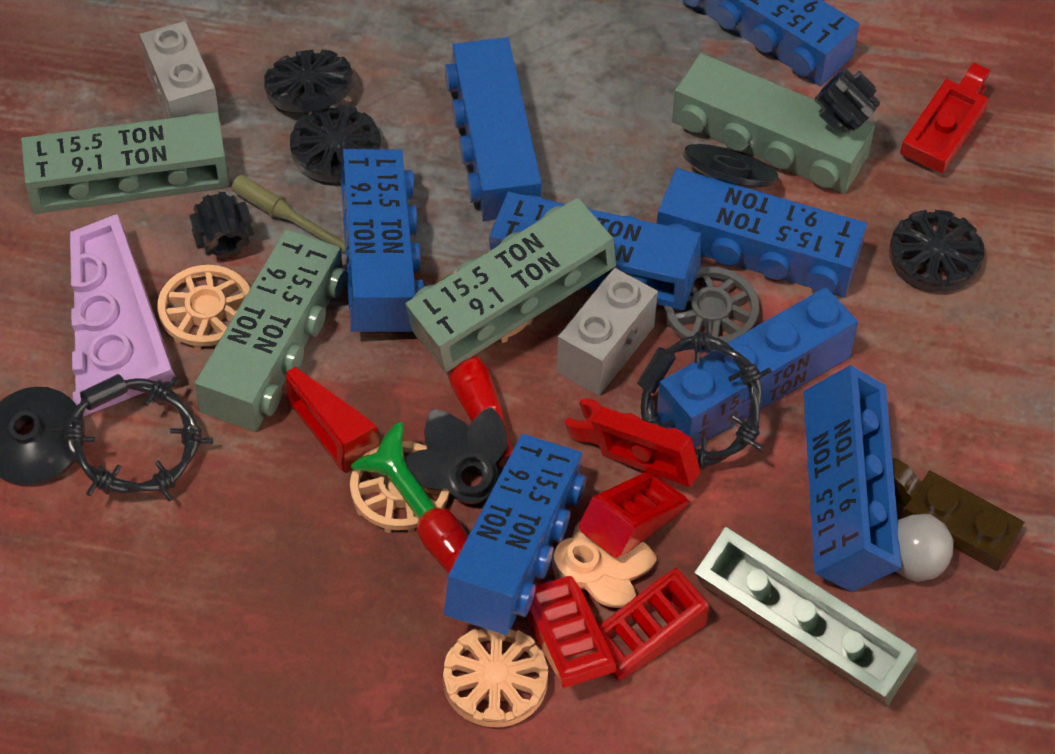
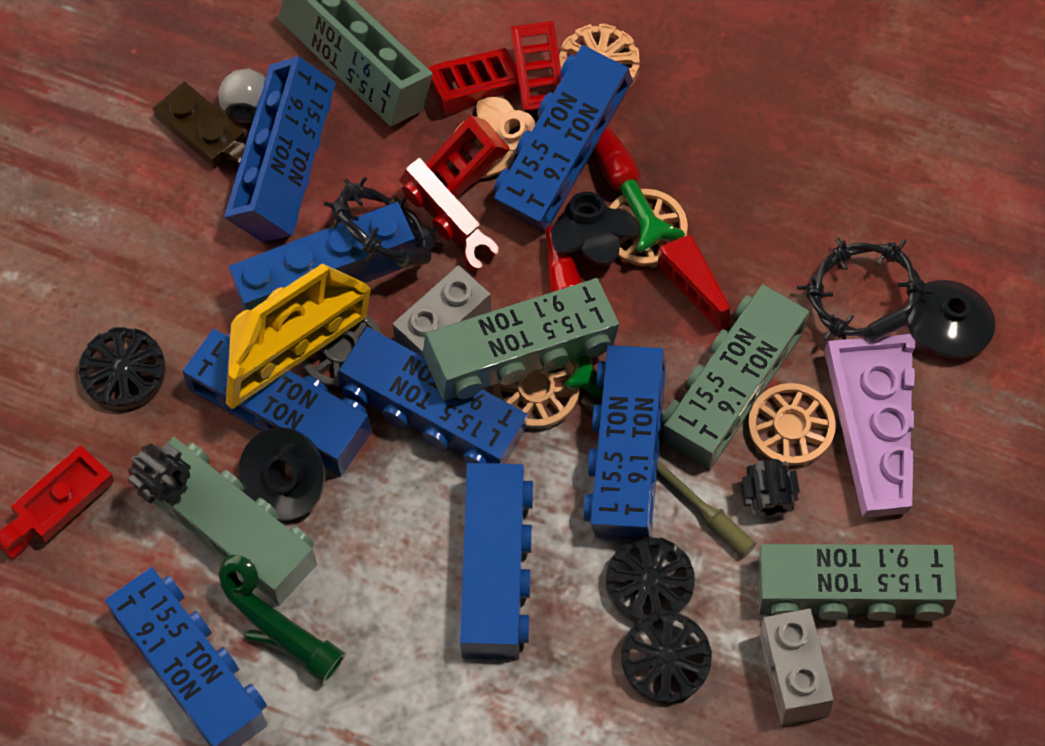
camera: 165 degrees left, 10 degrees up
(641, 32) = (276, 630): none -> dark green plant
(770, 259) = (291, 328): none -> yellow wedge

